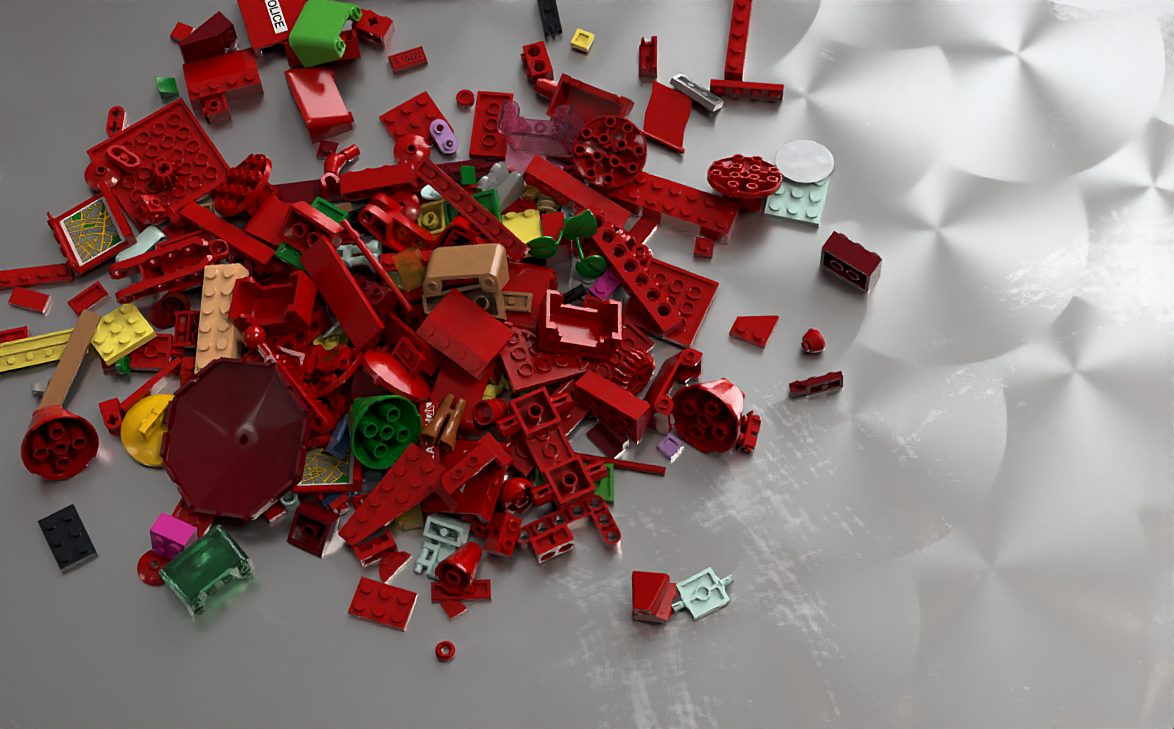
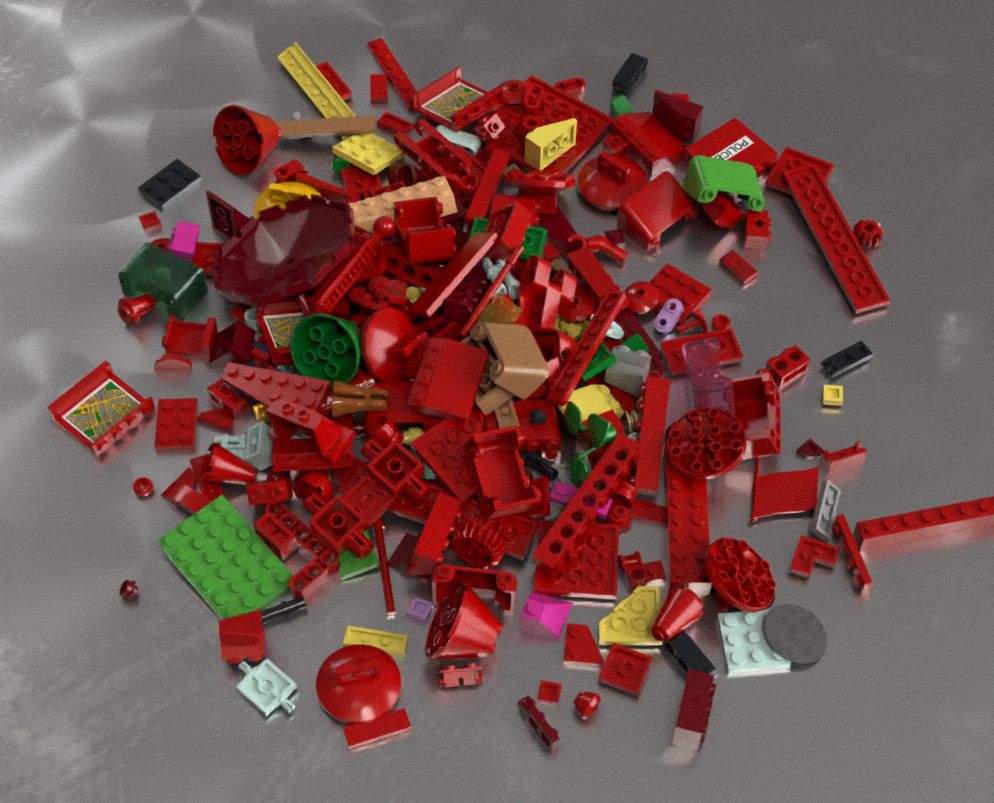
camera: 65 degrees right, 10 degrees down
(110, 569) = (150, 221): none -> red tile
(125, 62) = (629, 73): none -> black beam
(154, 488) = (224, 216): none -> dark red slope
(199, 169) = (549, 143): none -> light yellow slope
(229, 610) = (131, 310): none -> red piece
(259, 127) = (610, 180): none -> red bracket
(284, 564) = (190, 338): none -> red panel
(307, 590) = (172, 362): none -> red tile
(339, 669) = (100, 409): none -> panel
(458, 112) = (700, 320): none -> red plant
(486, 606) = (185, 497): none -> red slope
(527, 276) = (537, 417): none -> black piece
(557, 692) = (128, 589): none -> dark red plate
(561, 594) = (226, 560): none -> bright green plate
(628, 563) = (283, 609): none -> black pin
(629, 80) = (809, 449): none -> dark red tile
(687, 492) = (391, 643): none -> light yellow tile
(696, 261) = (632, 567): none -> red piece
(714, 345) = (544, 615): none -> dark pink slope
(727, 516) = (358, 684): none -> red bracket
(732, 120) = (812, 551): none -> red plate
(746, 278) = (632, 619): none -> light yellow plate
(759, 241) = (677, 613): none -> red cone
(773, 515) = (380, 728): none -> red tile
(788, 368) = (549, 693): none -> red tile
(789, 301) = (625, 669): none -> red plate
(798, 248) = (689, 655): none -> black beam

